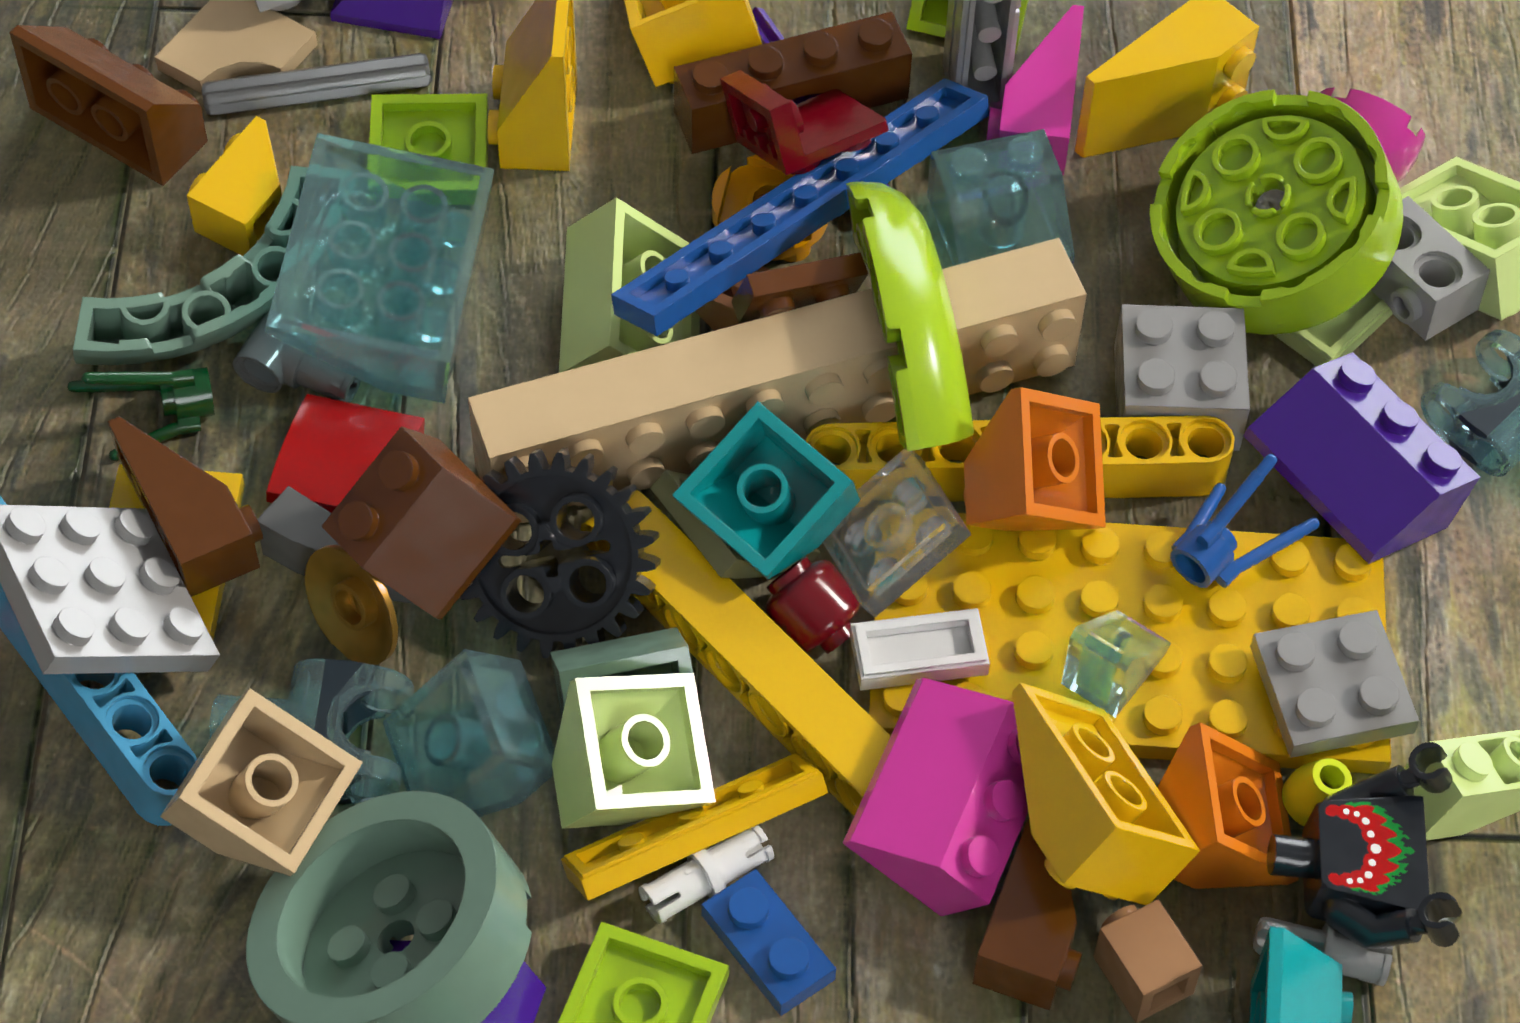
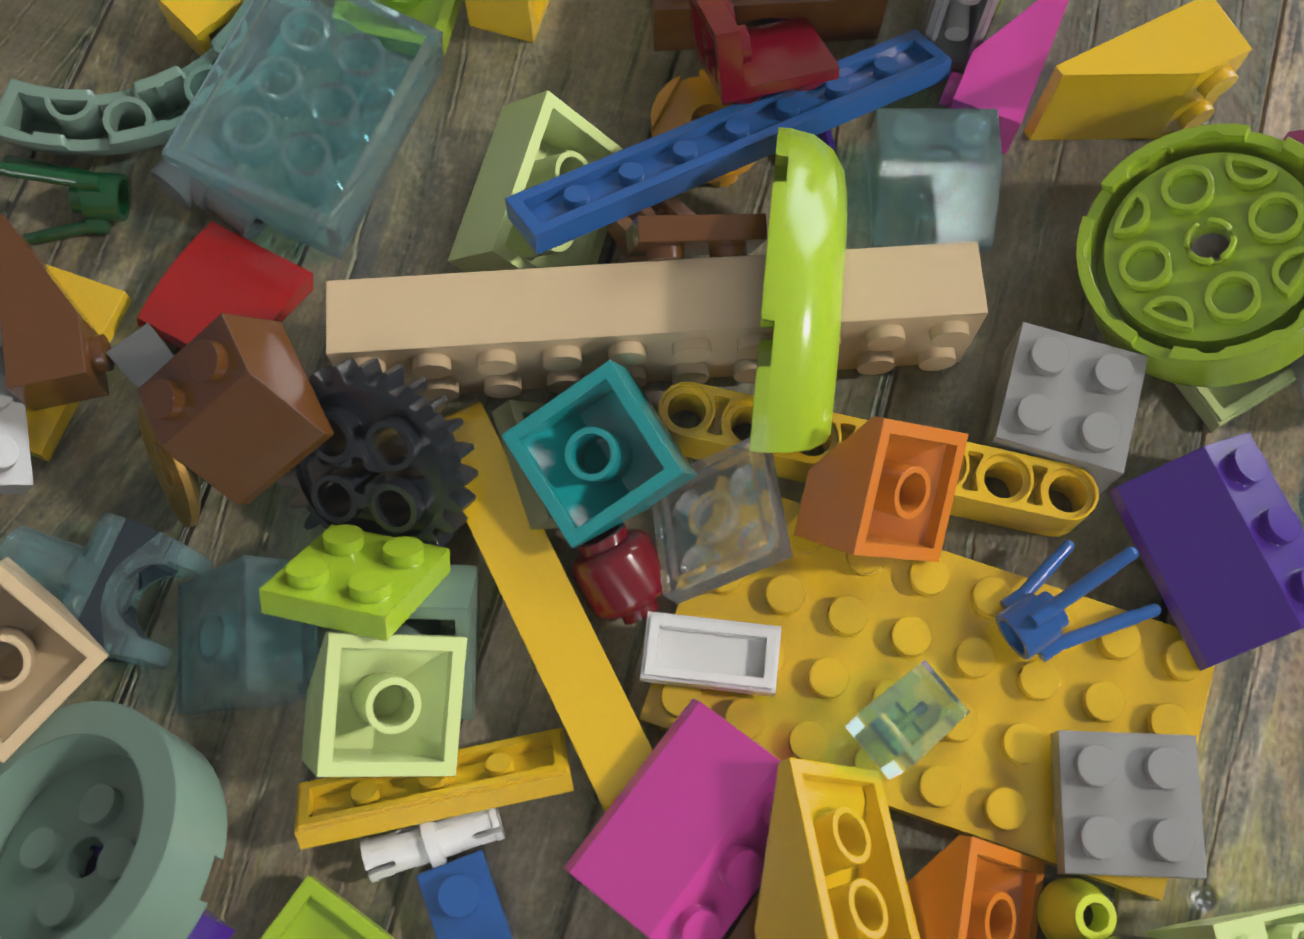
camera: 15 degrees right, 15 degrees up
(567, 649) = (356, 581): none -> lime plate

